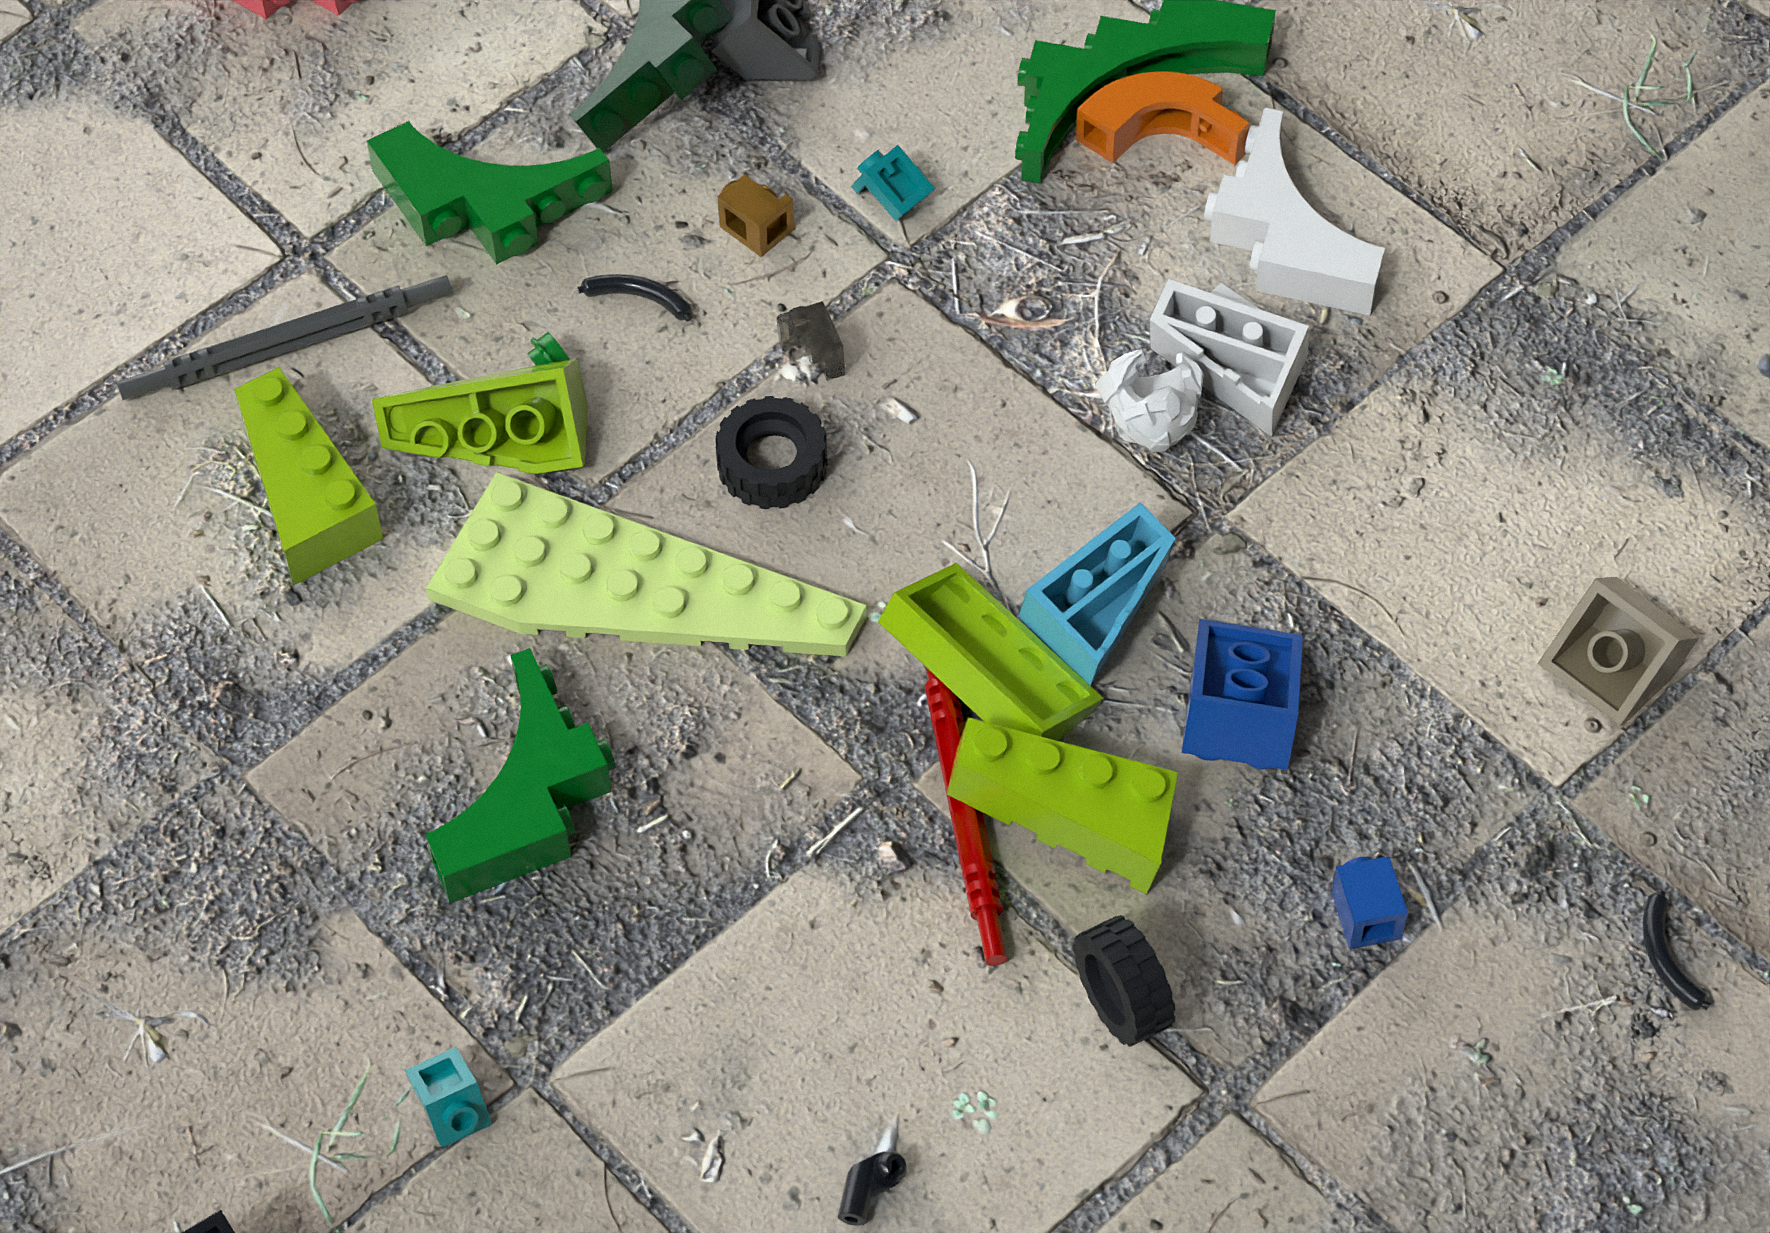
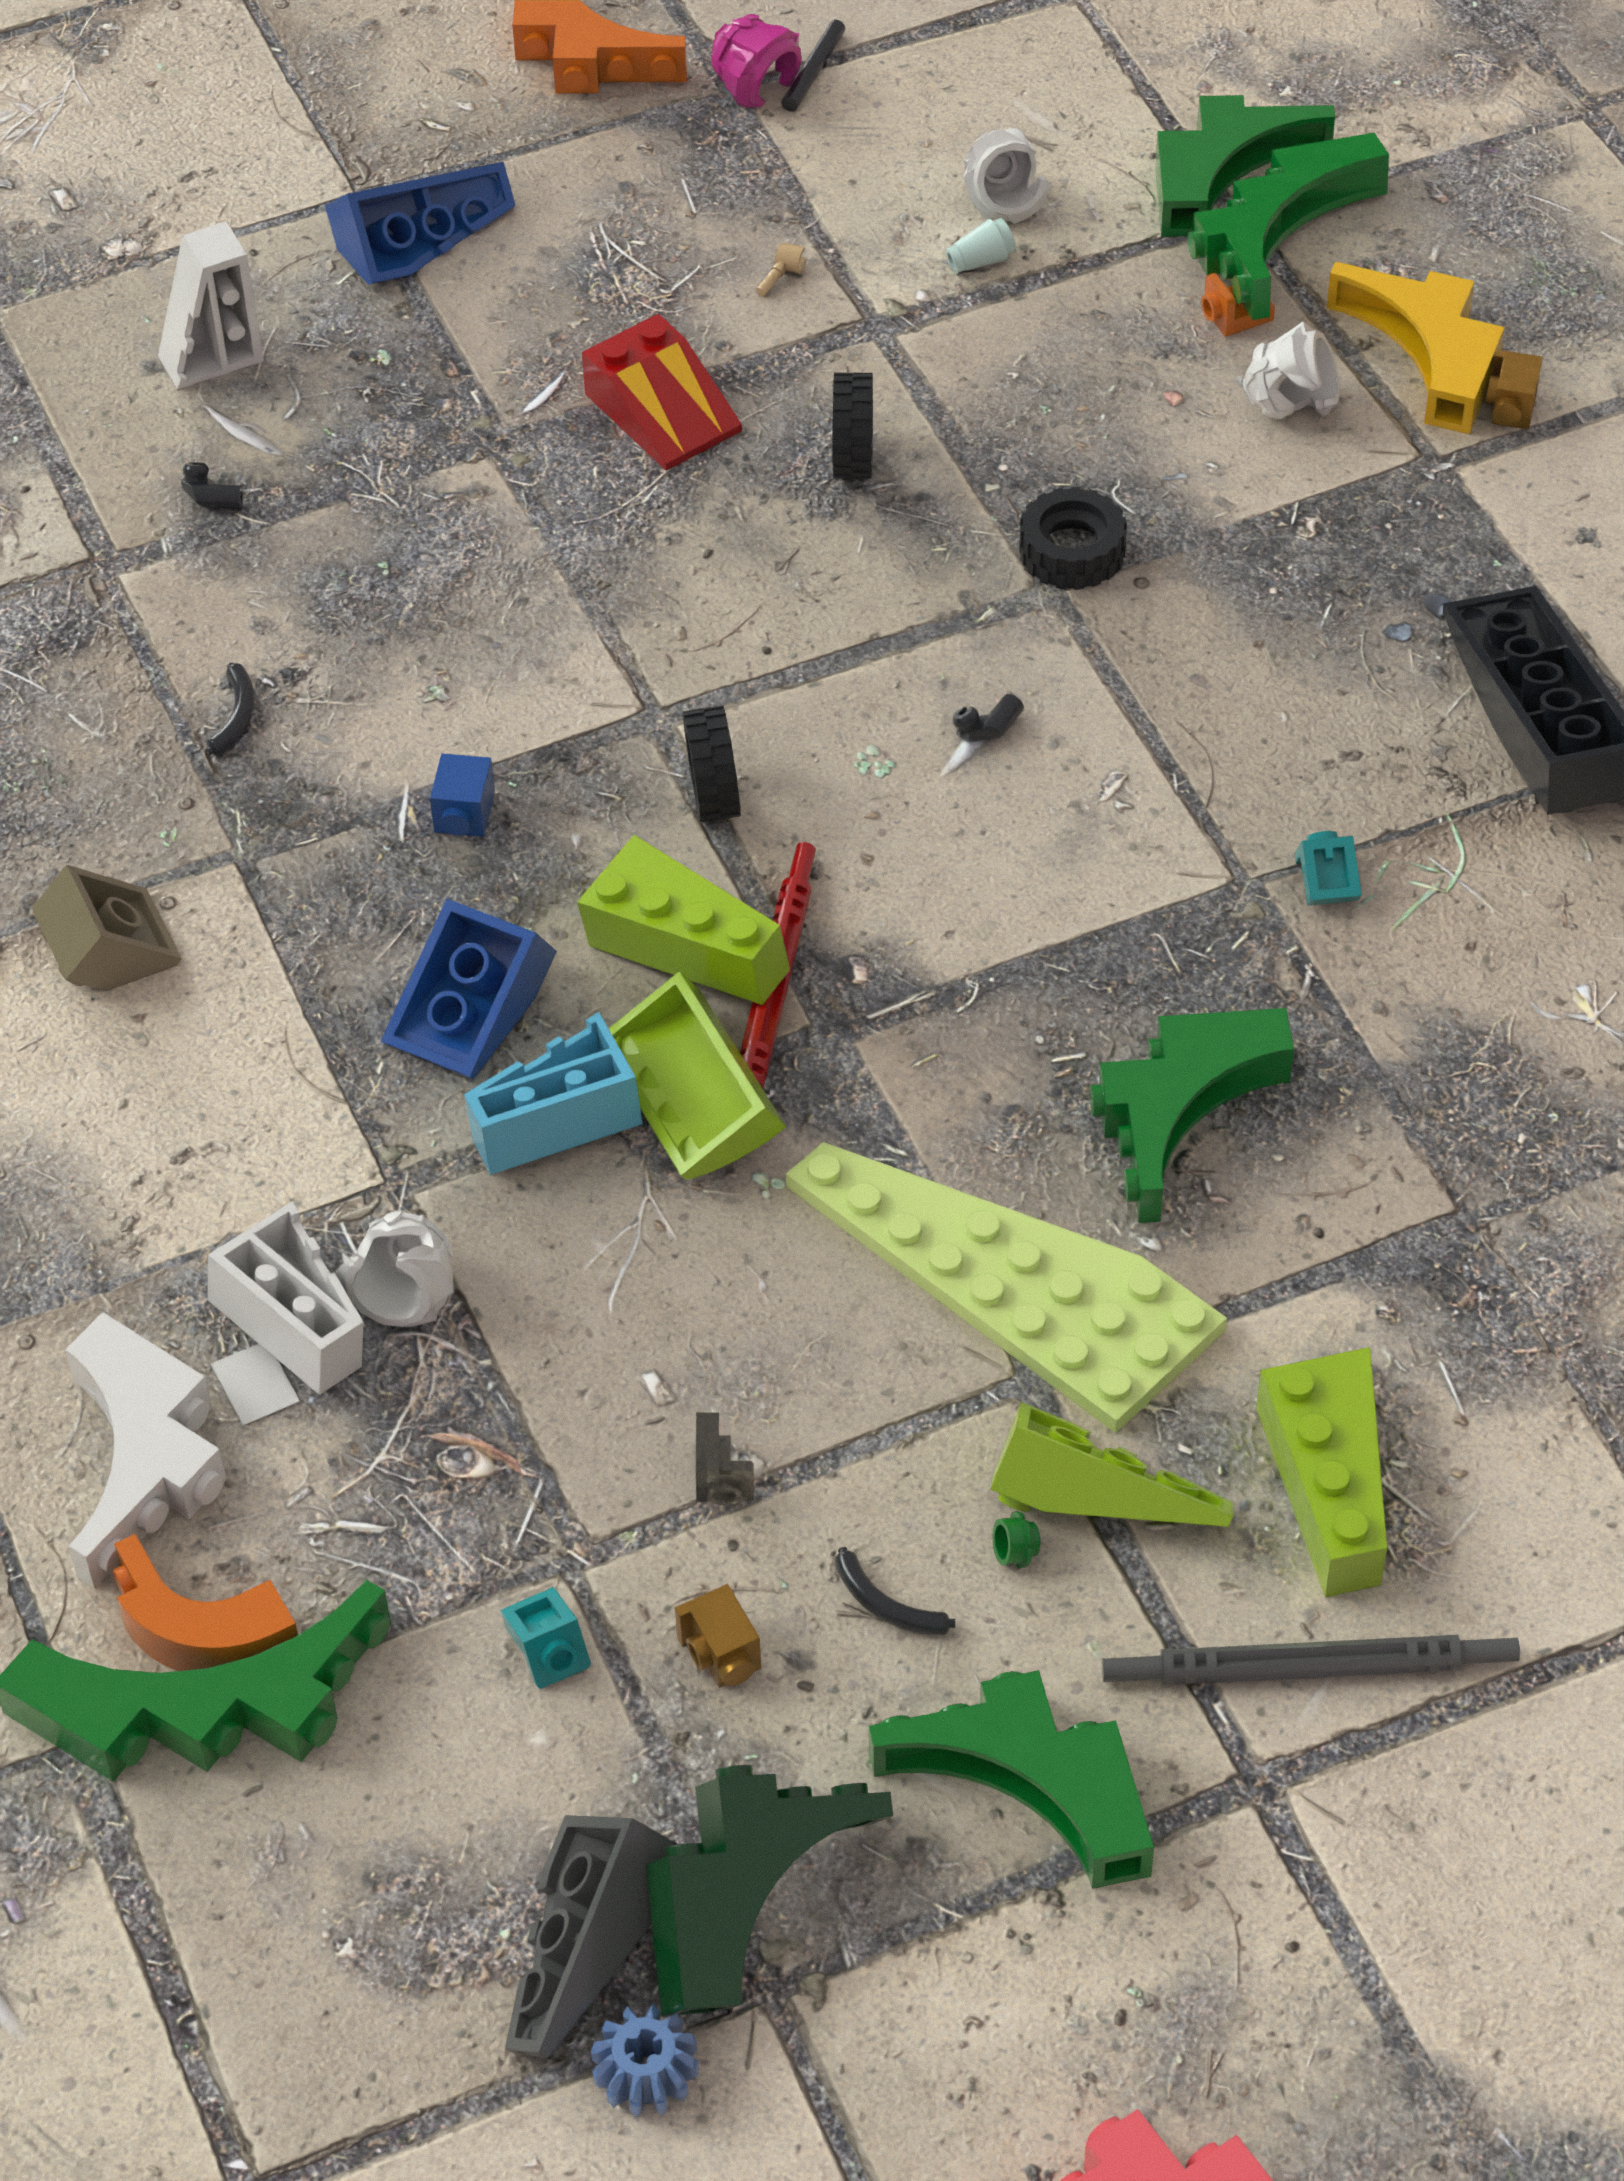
camera: 160 degrees left, 5 degrees down
(771, 418) = (815, 1317): black tyre -> none

